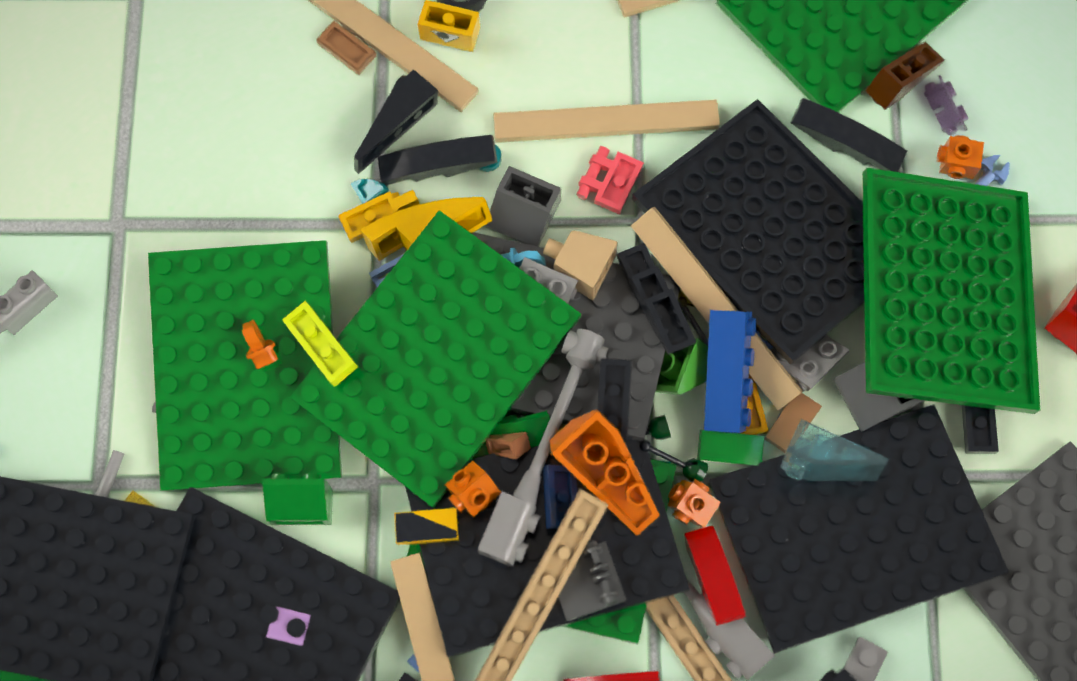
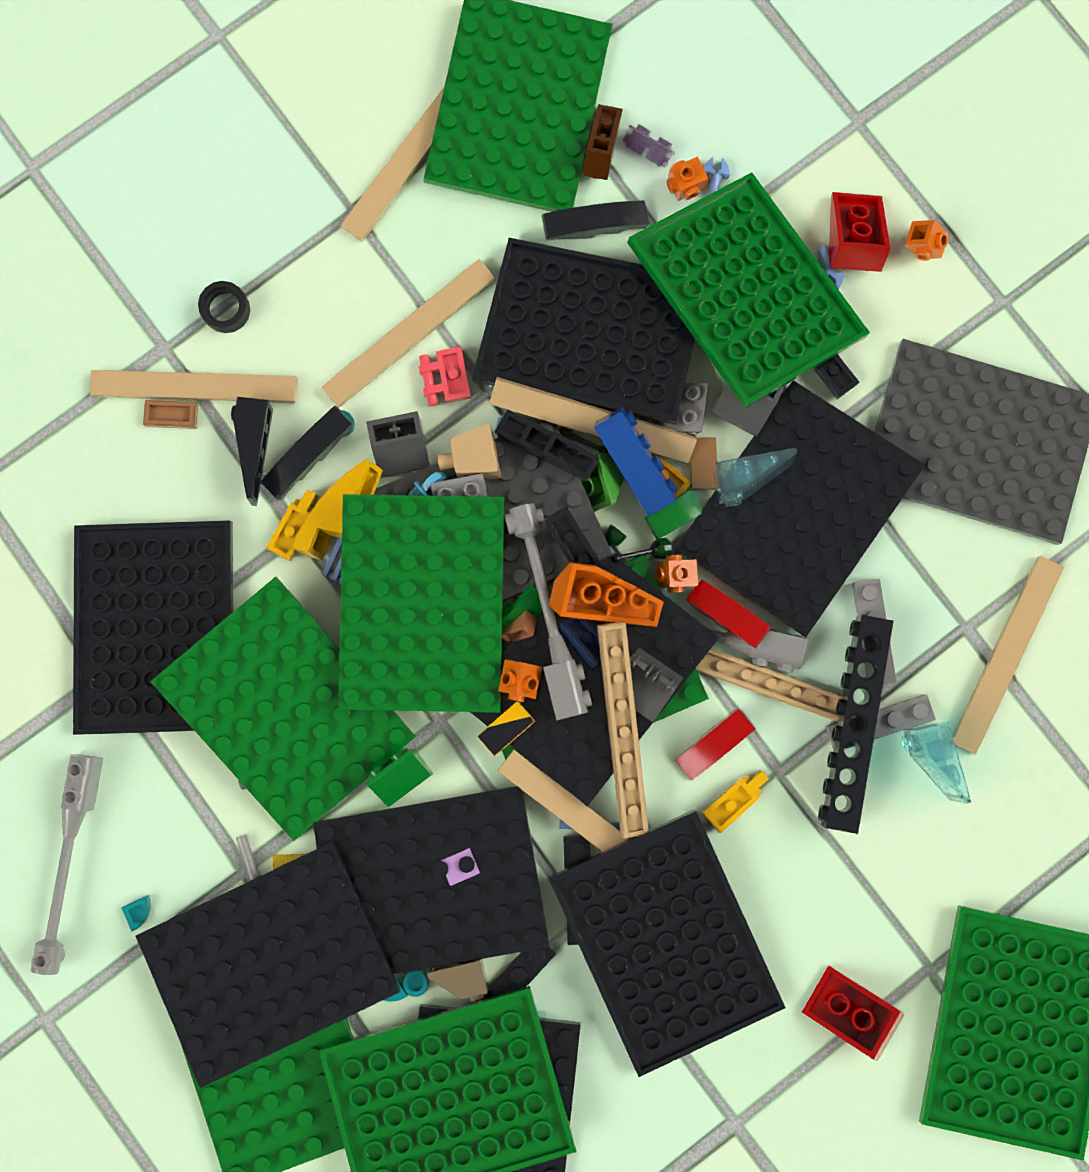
camera: 35 degrees left, 10 degrees up
(189, 185) = (137, 608): none -> black plate
(260, 350) = (290, 691): orange piece -> none
(320, 343) = (331, 656): neon yellow plate -> none
(368, 189) = (273, 512): tile -> none
(449, 25) = (237, 343): yellow brick -> none
(1043, 318) = (824, 257): none -> light blue bar

